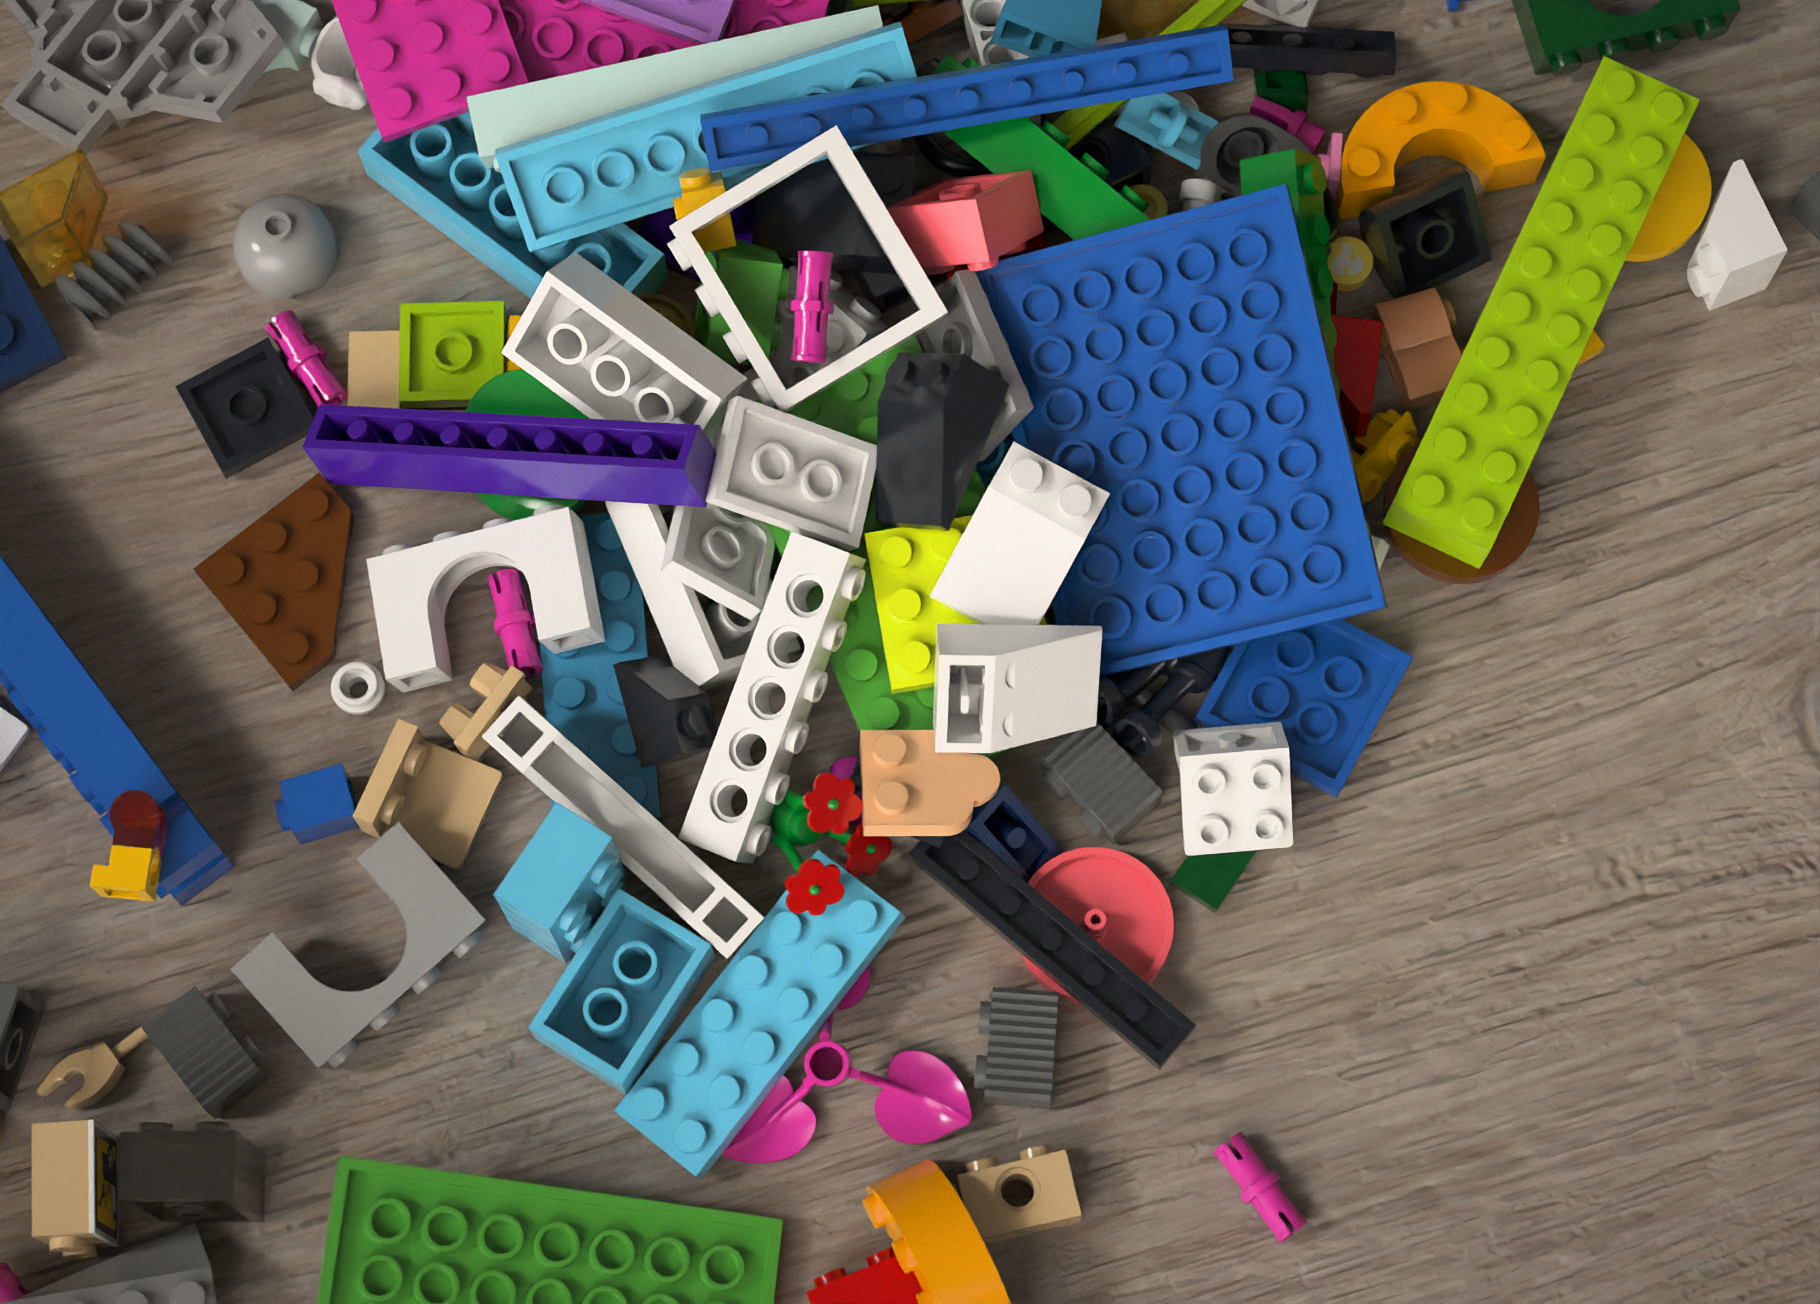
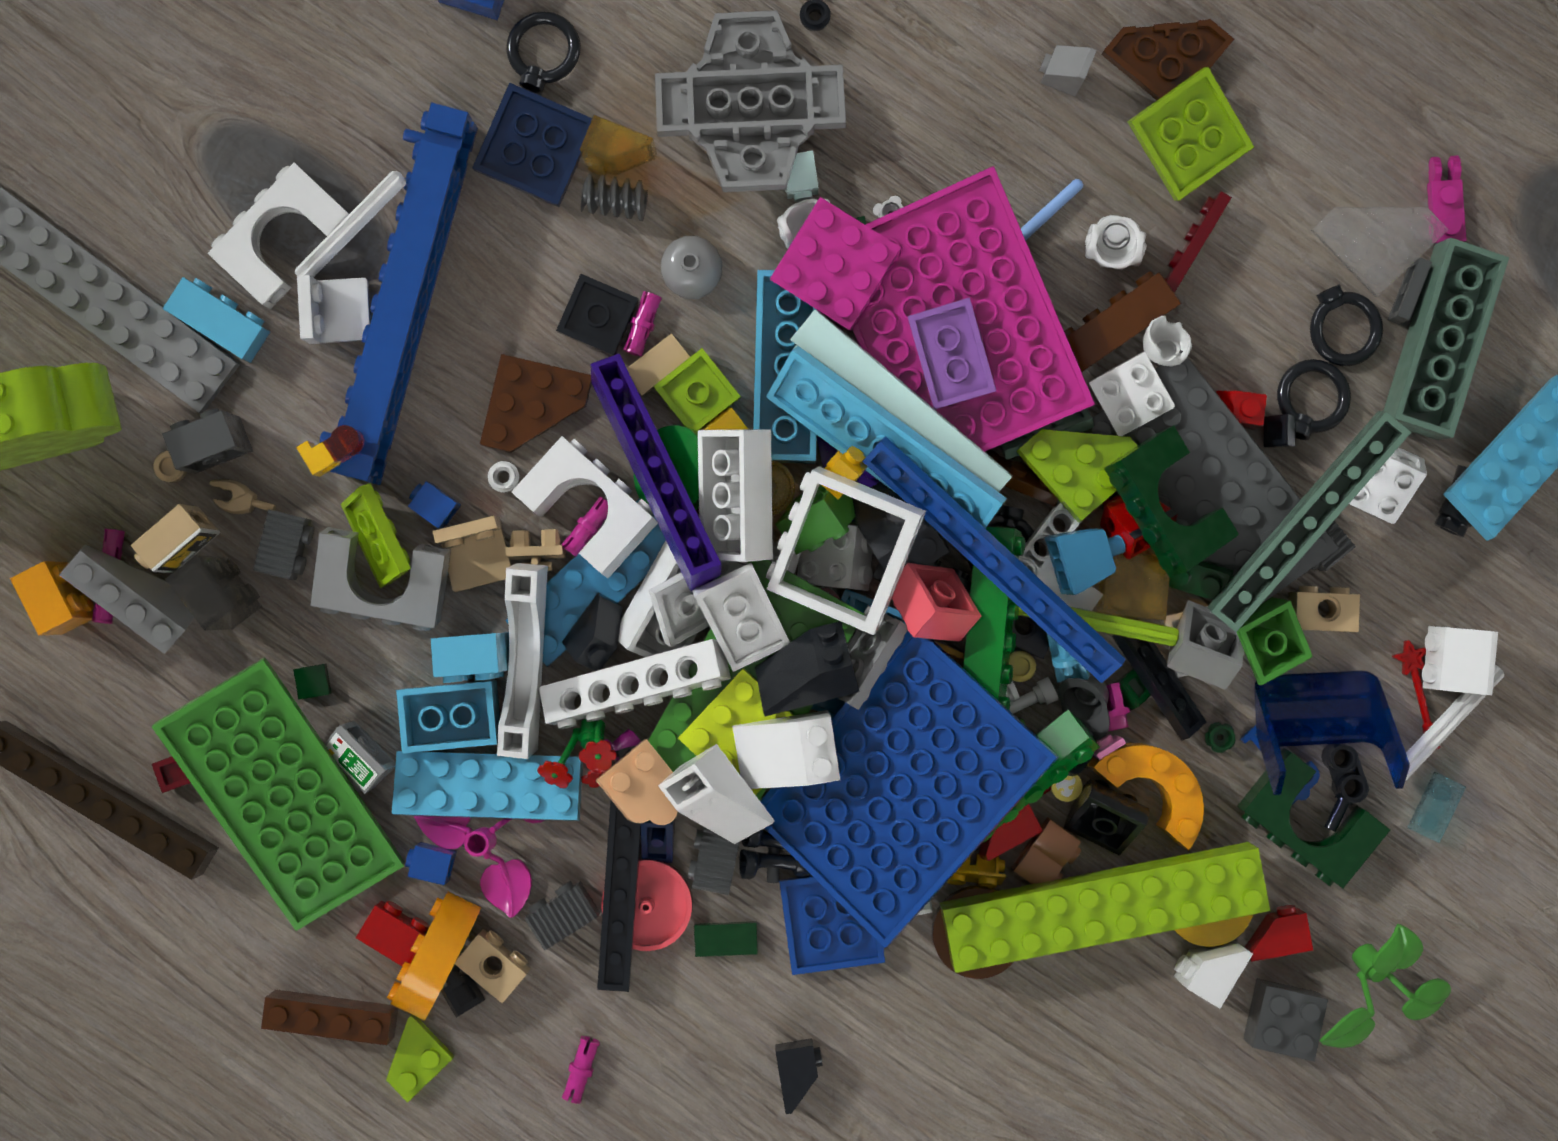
camera: 45 degrees right, 15 degrees up
(304, 904) = (376, 535): none -> lime plate
(427, 1150) = (312, 681): none -> dark green tile
(582, 1155) = (359, 756): none -> slope
(807, 1177) = (430, 863): none -> blue brick
(812, 306) = (824, 569): dark pink pin -> none
(1029, 1271) = (461, 992): none -> black plate
(1234, 788) = (757, 926): white bracket -> none
(1427, 17) = (1228, 737): none -> dark green plate
(1481, 886) = (797, 1070): none -> black slope
(1749, 124) = (1281, 934): none -> red slope

